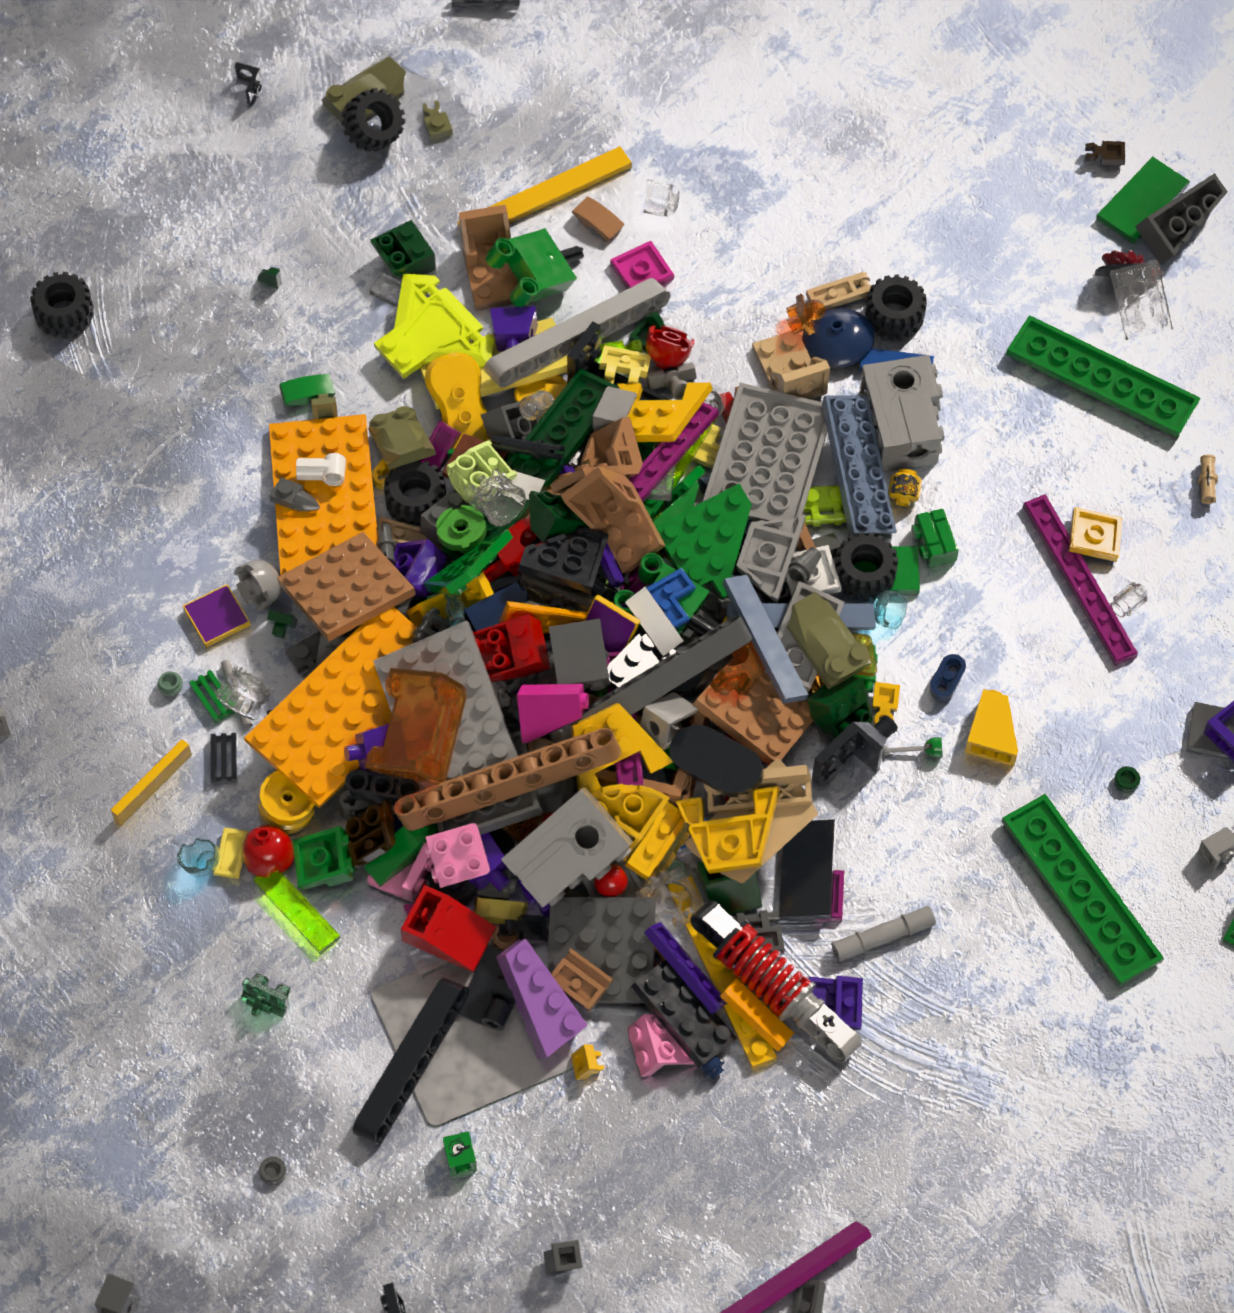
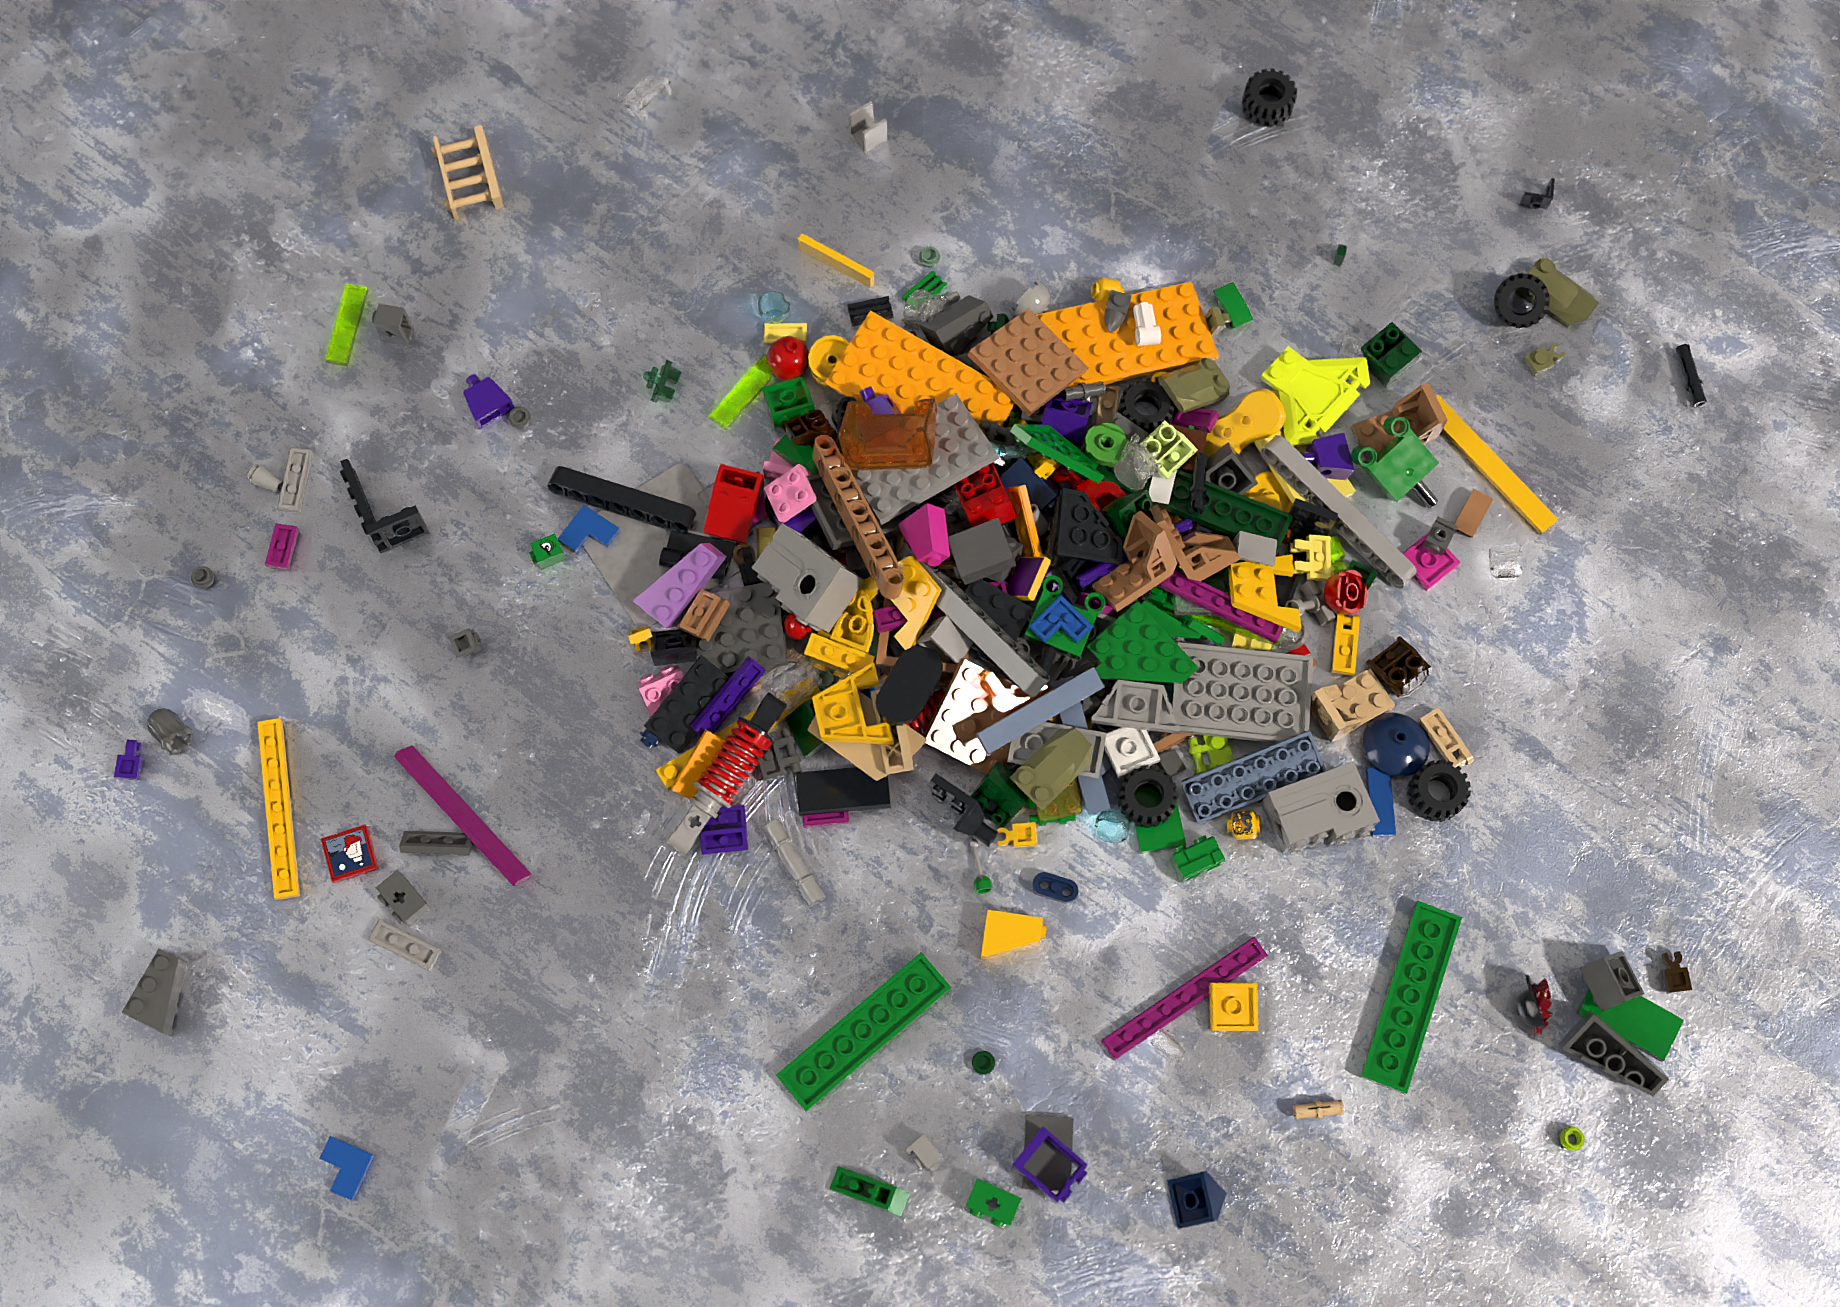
camera: 80 degrees right, 10 degrees up
(216, 615) = (1000, 279): dark purple tile -> none
(242, 1205) = (486, 400): none -> dark purple torso
(260, 508) = (1101, 289): none -> yellow head
(272, 660) = (958, 325): none -> dark grey wedge
(432, 1105) = (587, 524): none -> blue tile
(535, 404) = (1247, 484): clear brick -> none
(606, 1025) = (673, 647): none -> black slope
(622, 249) = (1442, 529): none -> dark grey brick
(654, 621) = (1035, 611): white sticker -> none
(723, 360) = (1345, 645): none -> yellow plate
(756, 315) = (1400, 668): none -> dark brown slope
(803, 315) = (1408, 708): clear orange hips -> none
(804, 566) = (1130, 739): dark grey cone -> none
(1111, 203) = (1611, 981): none -> dark grey slope
(1141, 300) = (1503, 1022): clear plate -> none

